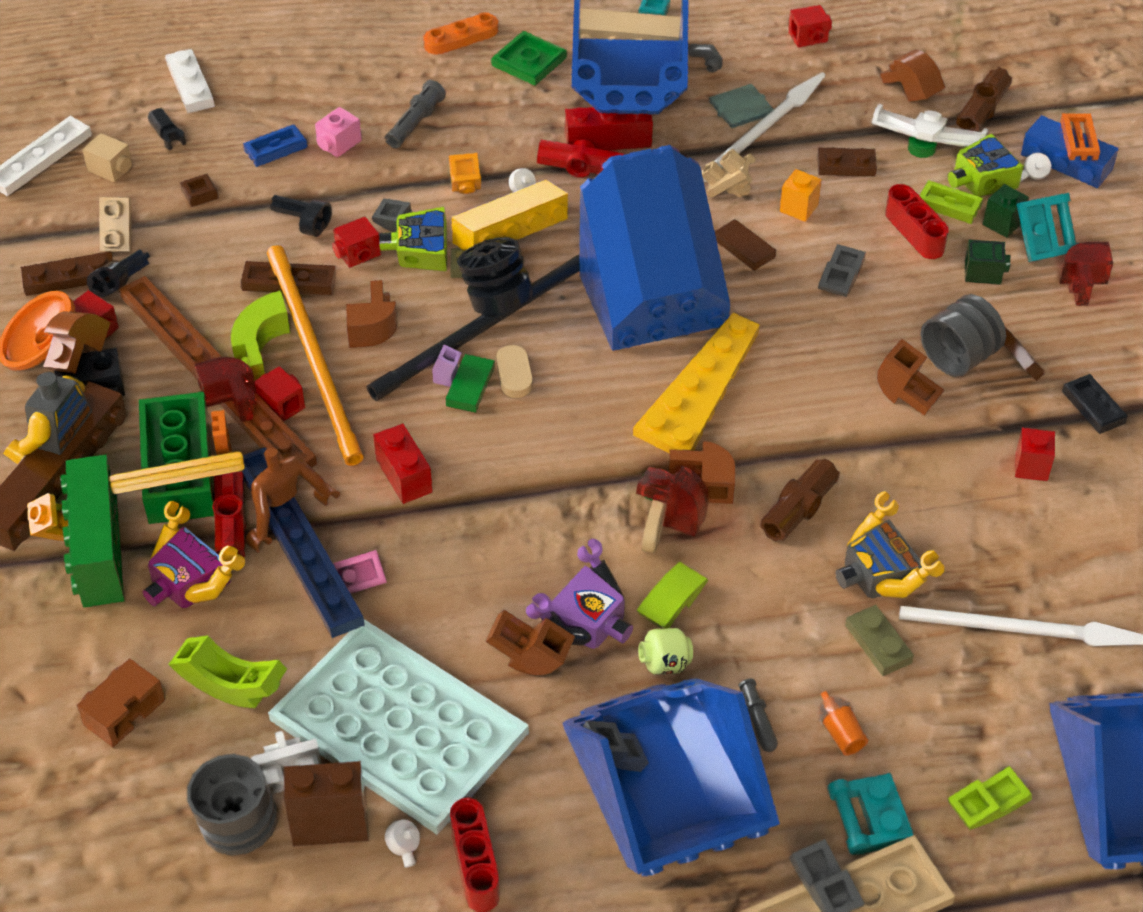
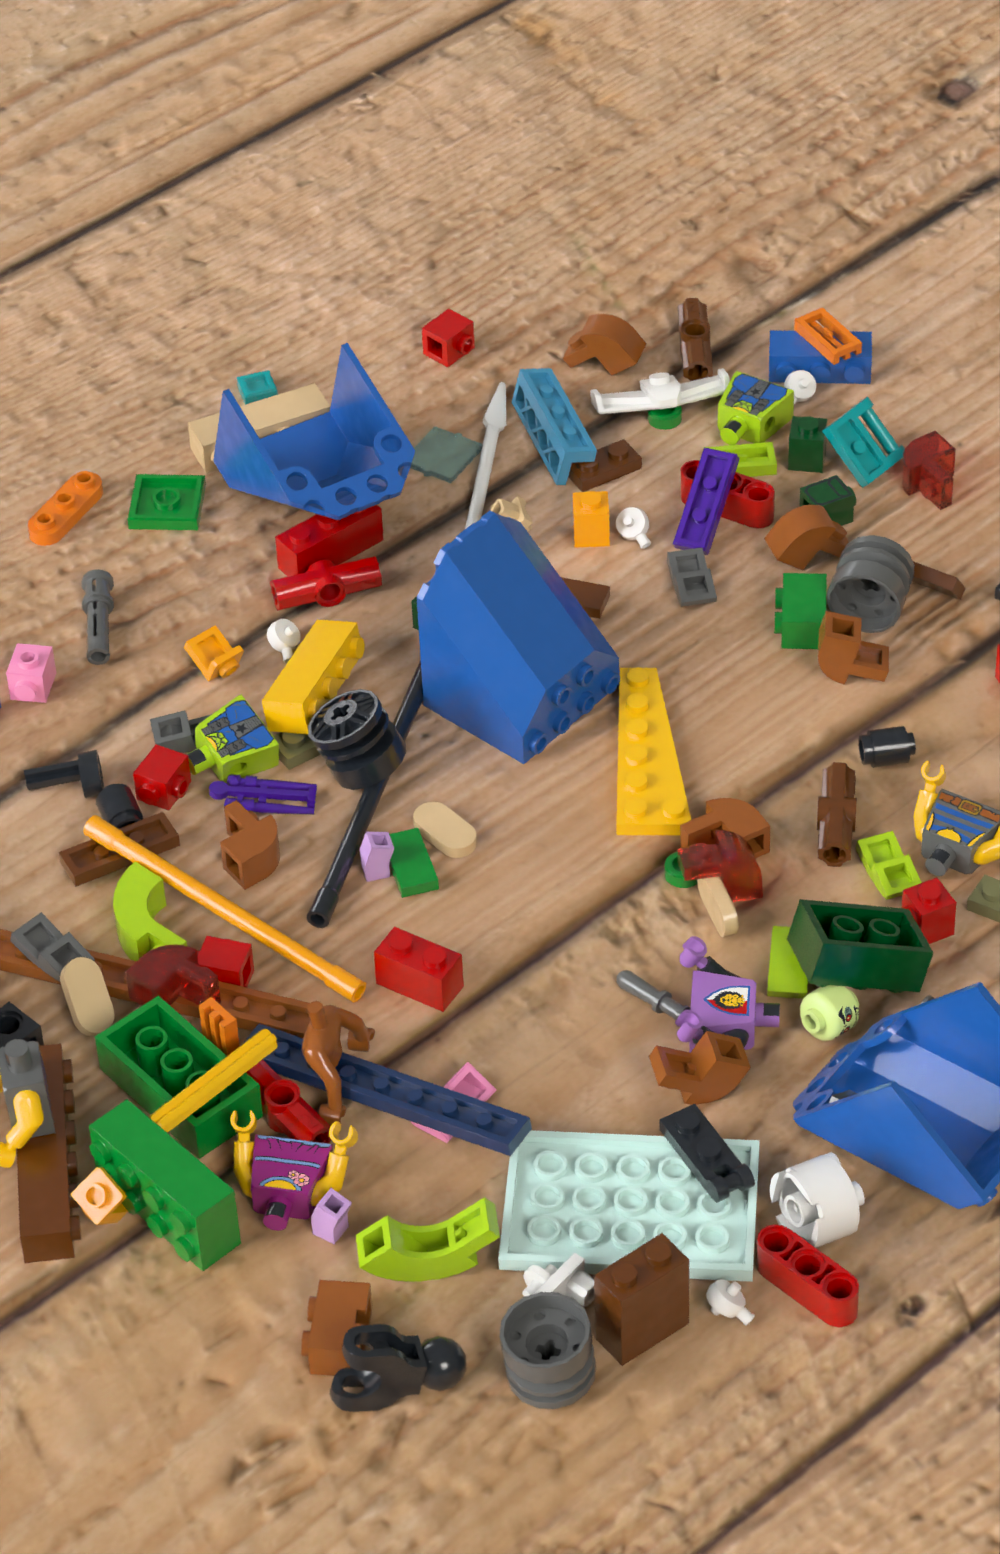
camera: 30 degrees left, 5 degrees down
(124, 754) = (393, 1367): none -> black piece
(172, 368) = (87, 996): none -> tan tile
(176, 324) = (47, 945): none -> dark grey slope
(187, 615) = (331, 1216): none -> lavender piece
(311, 248) = (118, 805): none -> black brick
(415, 279) = (265, 789): none -> dark purple piece
(477, 713) = (705, 1153): none -> black plate
(524, 799) = (817, 1200): none -> white brick
(554, 576) = (660, 1000): none -> dark grey piece
(720, 612) = (859, 946): none -> dark green brick
(803, 611) = (931, 908): none -> red brick
(809, 559) = (887, 864): none -> lime slope
(830, 213) = (633, 525): none -> white piece
(831, 113) = (551, 422): none -> dark azure fence
(880, 466) = (886, 746): none -> black brick
(891, 218) = (706, 500): none -> dark purple tile
(899, 323) = (802, 609): none -> green brick
(946, 274) = (803, 533): none -> dark orange brick

